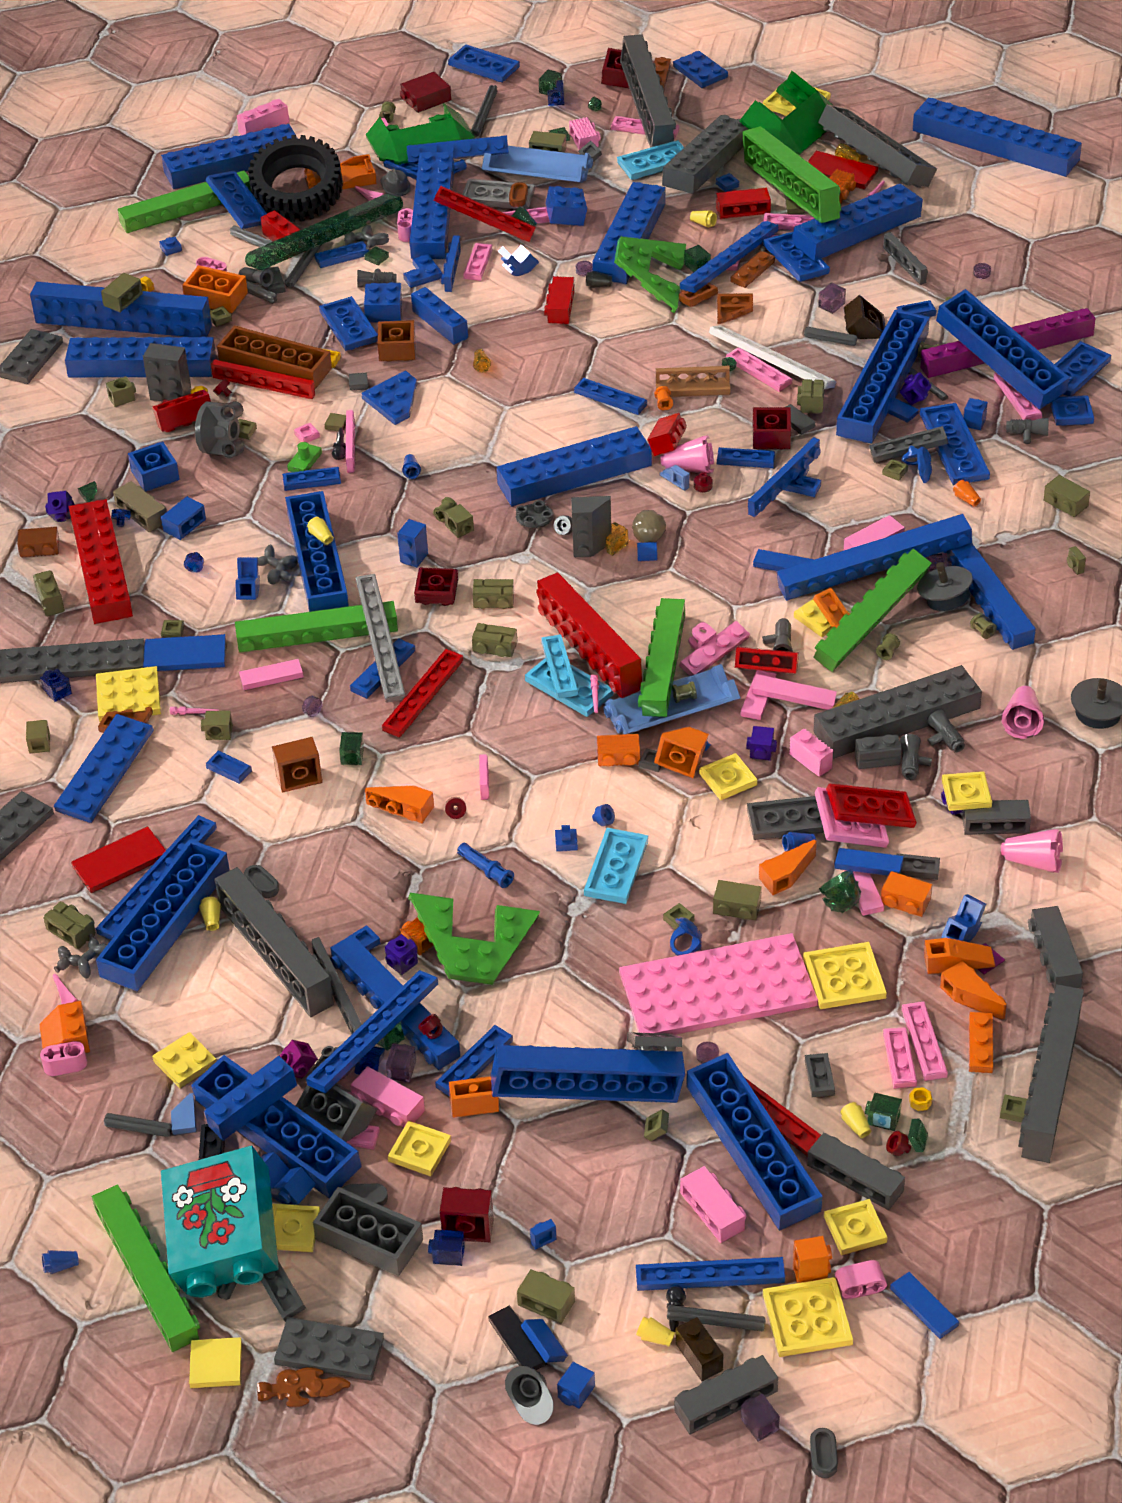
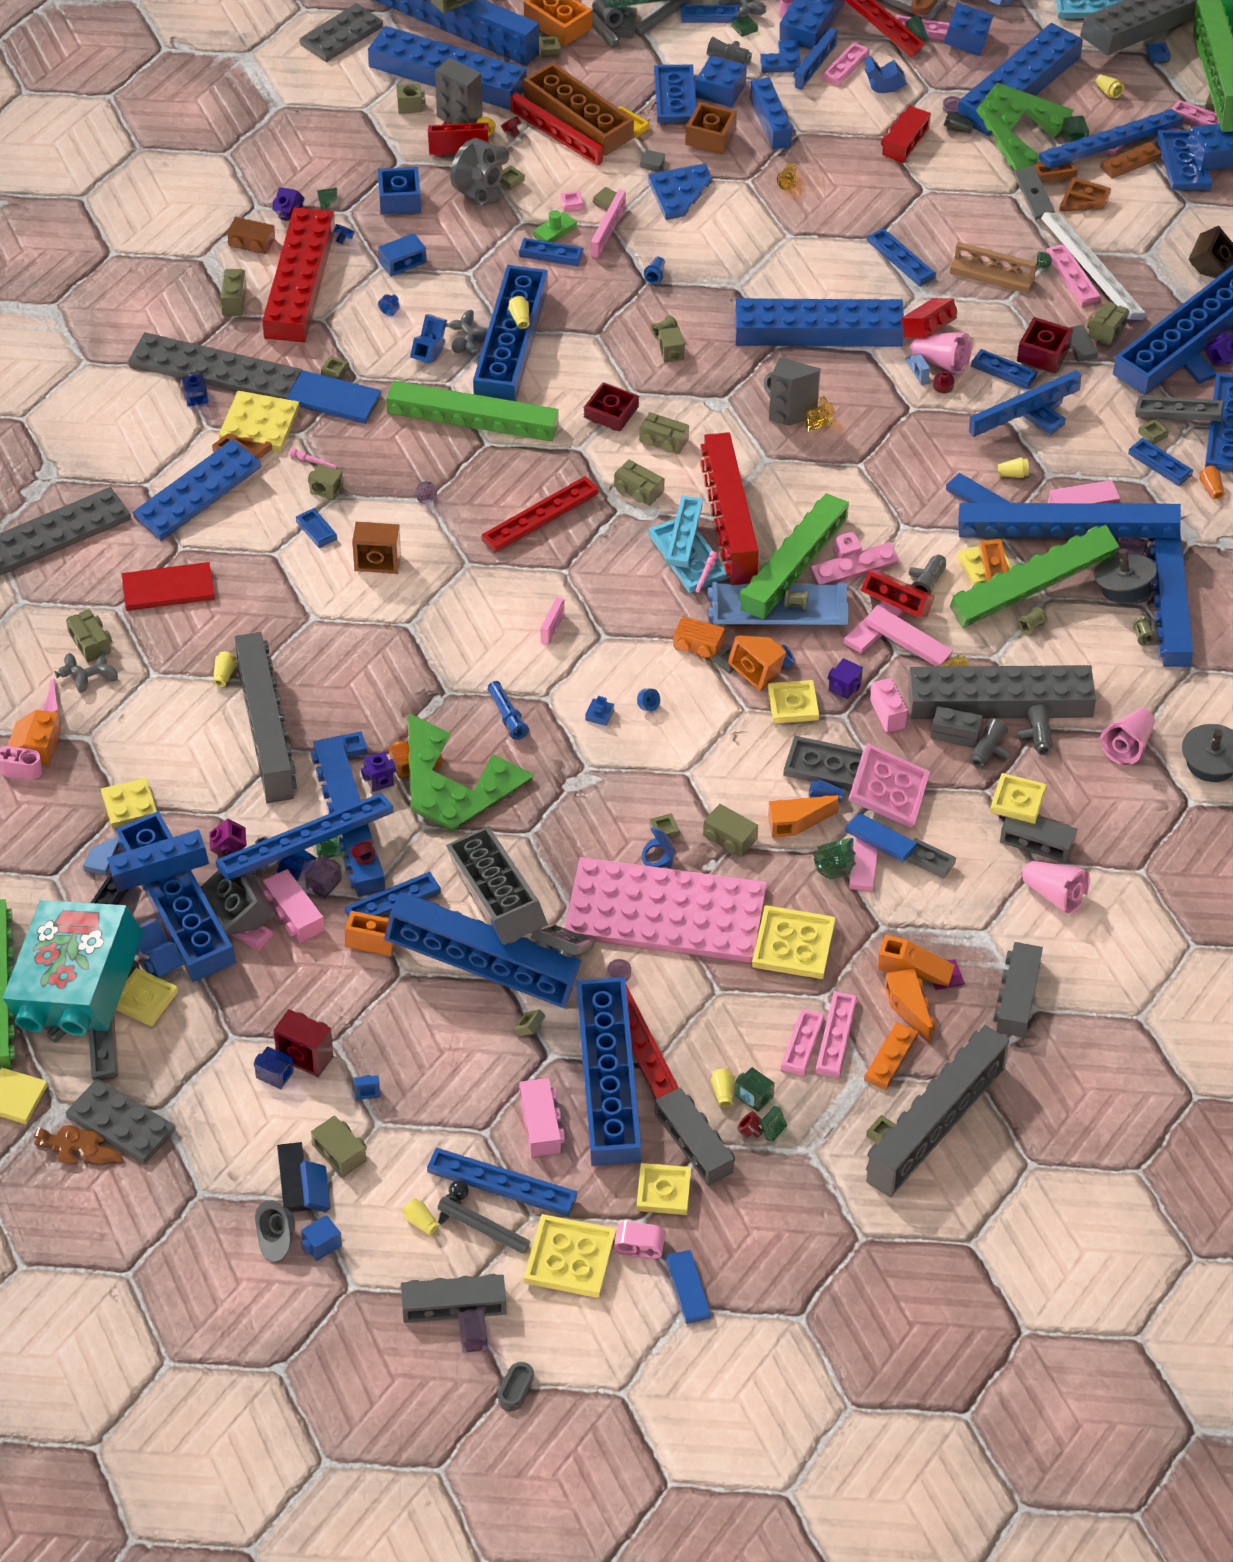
camera: 20 degrees right, 5 degrees up
(38, 736) = (151, 436): olive brick -> none
(138, 1124) = (55, 849): dark grey axle -> none
(143, 507) = (368, 229): dark tan brick -> none
(162, 915) = (175, 655): blue brick -> none
(198, 831) = (191, 616): blue plate -> none
(263, 880) = (288, 653): dark grey tile -> none
(271, 674) = (404, 446): bright pink tile -> none
(339, 451) = (594, 224): black bar -> none
(340, 995) = (302, 777): dark grey tile -> none
(351, 748) = (440, 548): clear green brick -> none
(368, 1231) = (207, 1025): dark grey brick -> none
(370, 680) = (516, 475): blue plate -> none
(374, 1192) = (224, 991): dark grey tile -> none
(380, 638) = (524, 443): light grey tile -> none
(404, 801) = (463, 619): orange slope -> none
(412, 543) = (609, 354): blue brick -> none
(419, 1148) = (298, 964): light yellow plate -> none
(459, 811) = (508, 642): dark red tile -> none
(534, 514) = (751, 362): dark grey dish -> none
(575, 1012) = (497, 885): none -> dark grey brick
(616, 865) = (632, 754): medium azure plate -> none
(647, 551) = (845, 438): blue tile -> none
(648, 526) = (858, 412): dark tan hair -> none
(664, 401) = (953, 276): orange bush -> none
(692, 314) = (1033, 192): none -> dark grey tile
(699, 1349) = (451, 1247): dark brown brick -> none
(743, 203) = (1161, 81): red brick -> none
(803, 531) = (1014, 468): none -> light yellow cone
(811, 1259) = (598, 1203): orange brick -> none
(819, 1075) = (713, 1031): dark grey plate -> none
(830, 336) = (1170, 261): dark grey axle -> none
(831, 298) = (1194, 219): clear purple brick -> none
(871, 805) = (915, 780): red tile -> none
(906, 894) = (901, 882): orange brick -> none
(914, 490) = (1160, 461): none -> blue tile
(920, 1099) = (798, 1089): yellow tile -> none
(923, 461) = (1183, 432): blue piece -> none
(966, 921) = (942, 933): blue brick -> none

